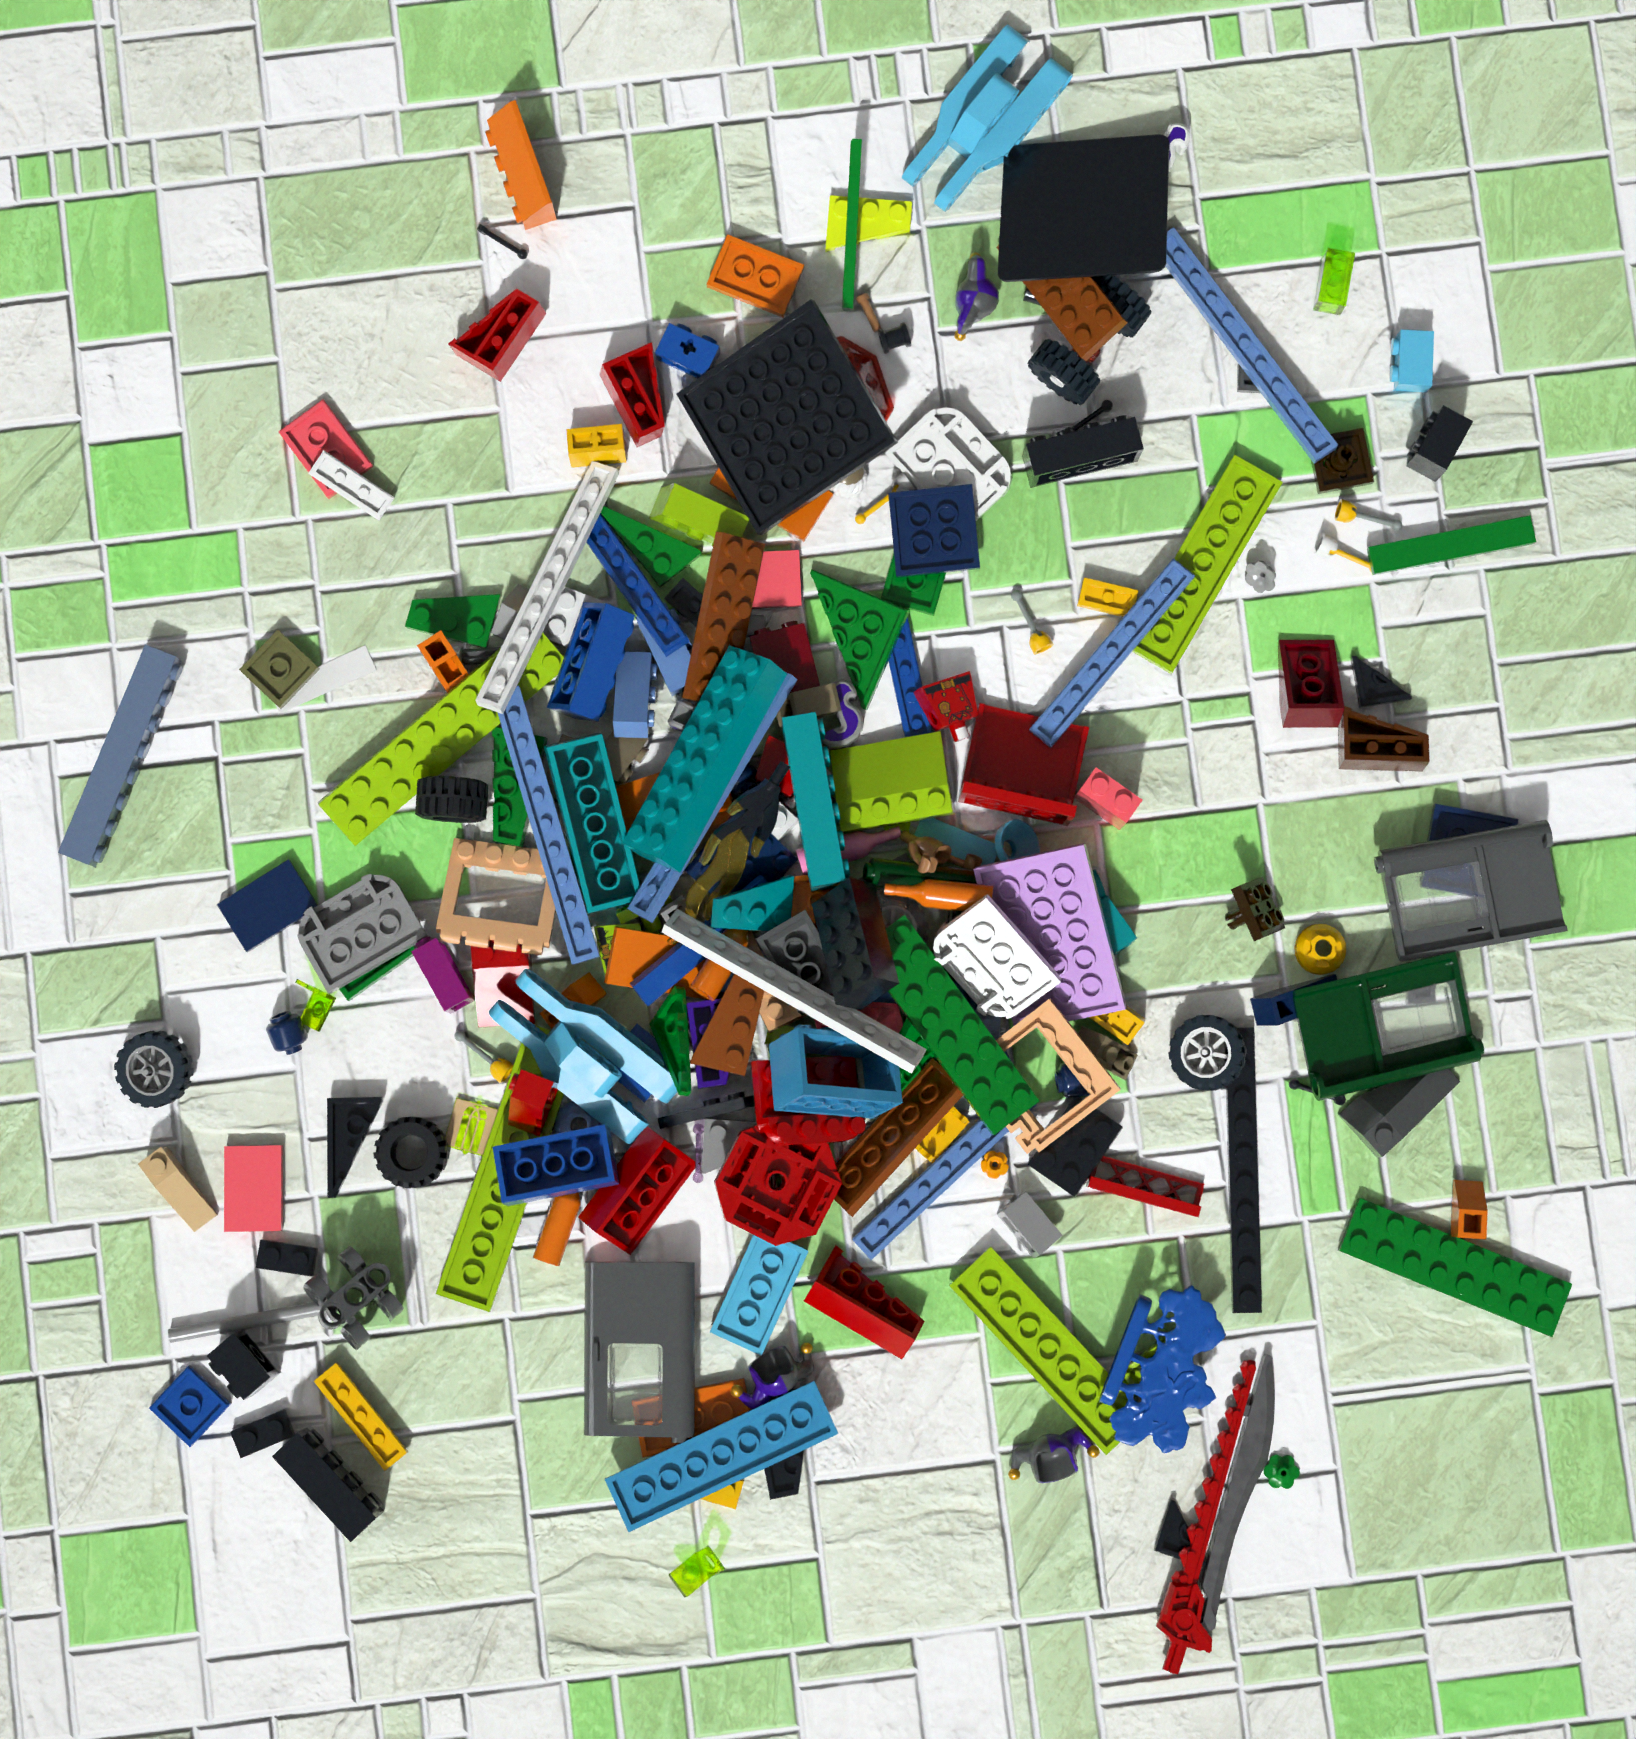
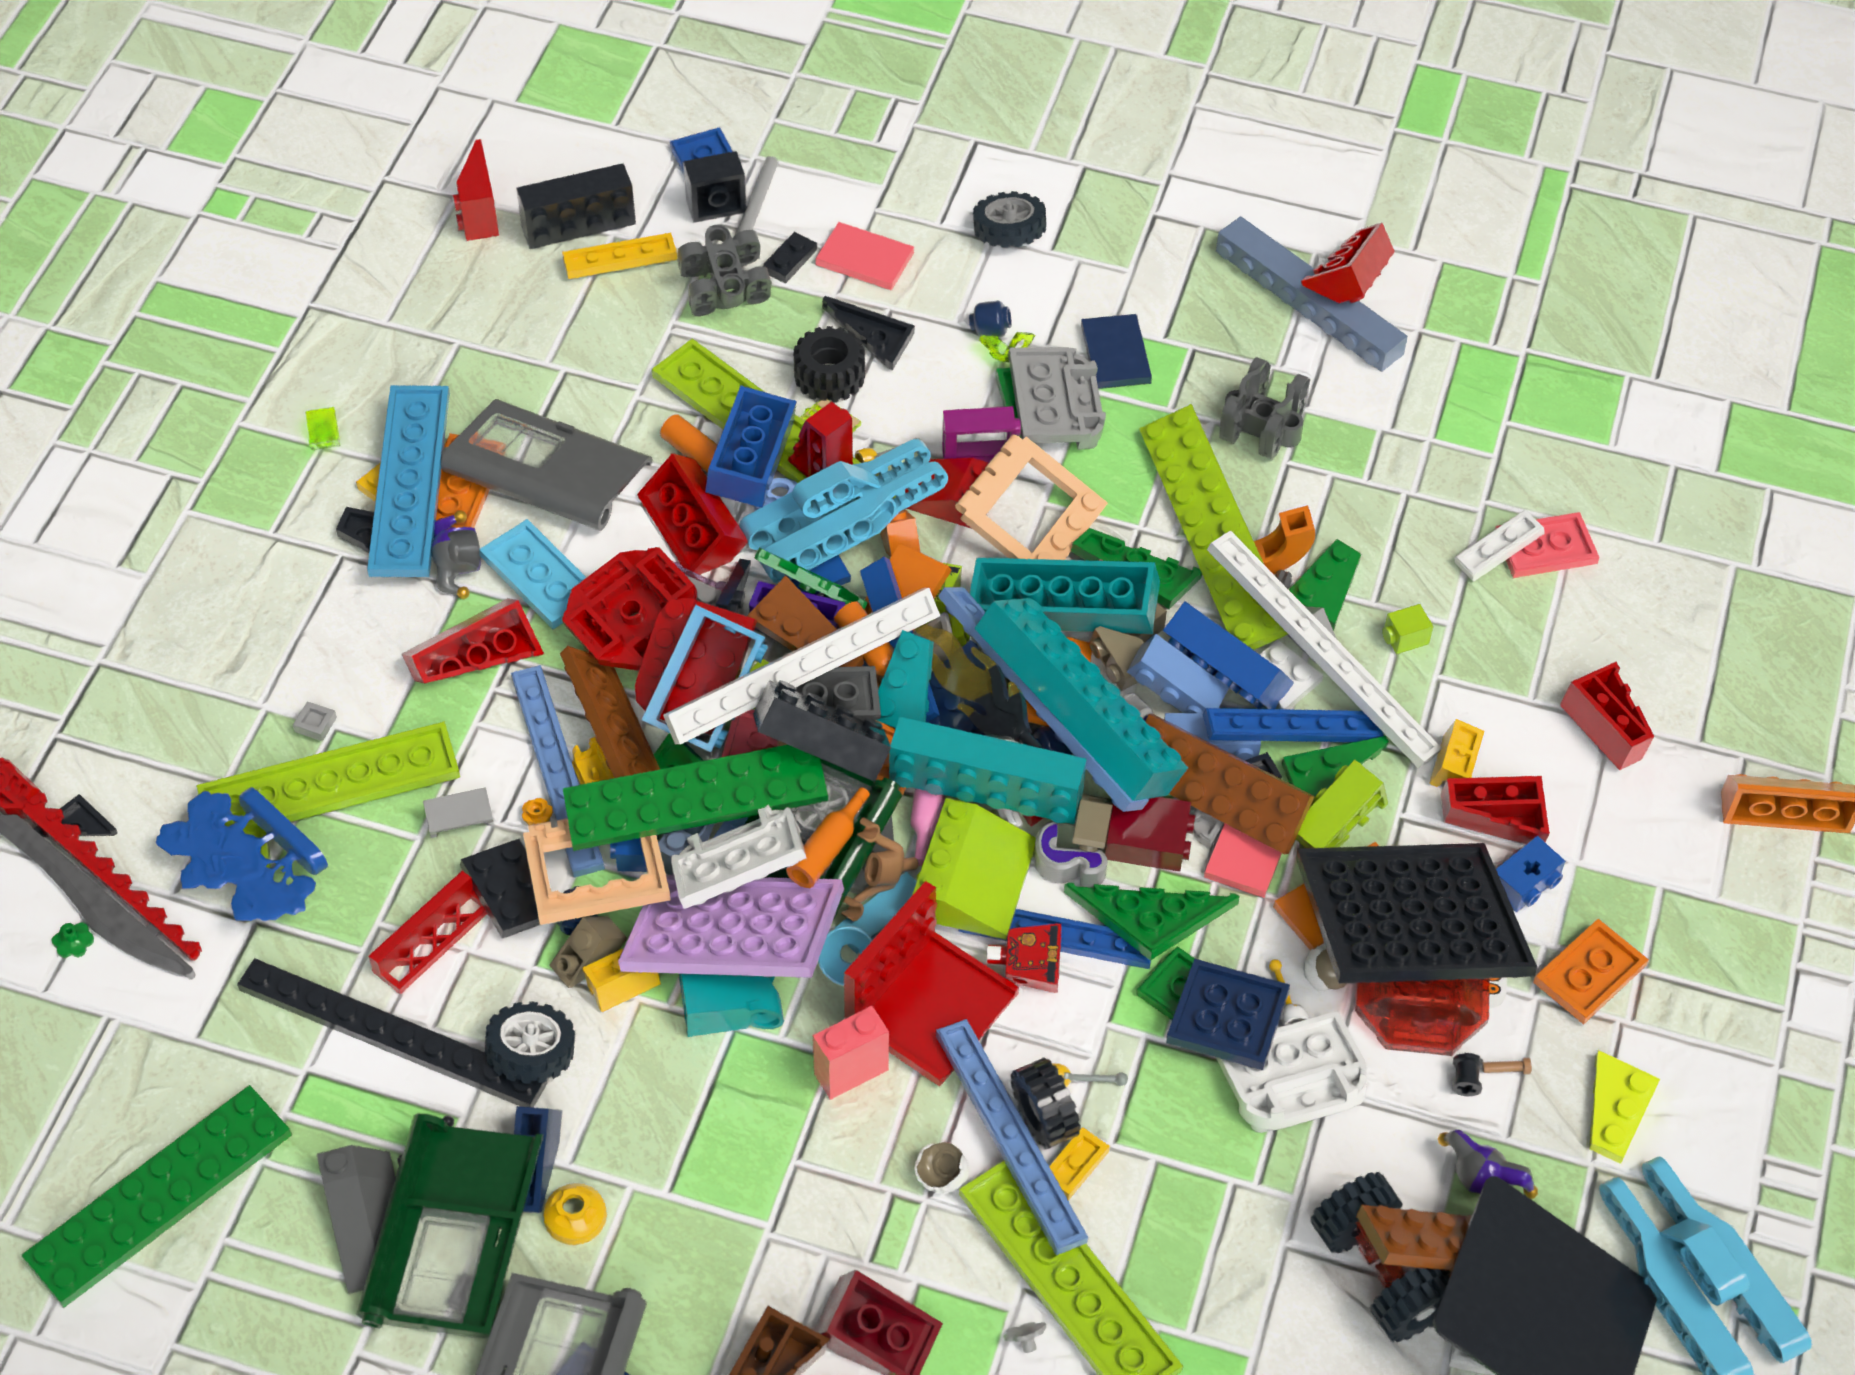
camera: 115 degrees right, 30 degrees down
(83, 721) = (1353, 266): none -> red wedge
(177, 1188) = (902, 202): tan slope -> none
(262, 1433) = (649, 192): black plate -> none
(279, 669) = (1339, 432): olive plate -> none
(288, 726) = (1270, 420): none -> dark grey piece
(332, 676) = (1315, 467): white sticker -> none
(362, 1586) = (475, 197): none -> red slope
(451, 799) = (1144, 499): black tyre -> none
(480, 531) = (1407, 629): none -> lime brick
(521, 253) = (1695, 776): black hinge -> none
(547, 831) = (1171, 567): medium blue plate -> none
(851, 224) = (1616, 1074): green tile -> none
(996, 1396) = (314, 721): none -> light grey plate
(1052, 1455) = (228, 740): dark grey piece -> none
(1081, 633) = (1045, 1103): none -> black wheel
(1082, 451) = (1256, 1197): black brick -> none
(1106, 406) = (1300, 1263): black hinge -> none
(1161, 693) = (941, 1167): none -> dark tan hair
(1256, 909) = (652, 1142): dark brown plate -> none
(1469, 1210) = (205, 1225): orange slope -> none

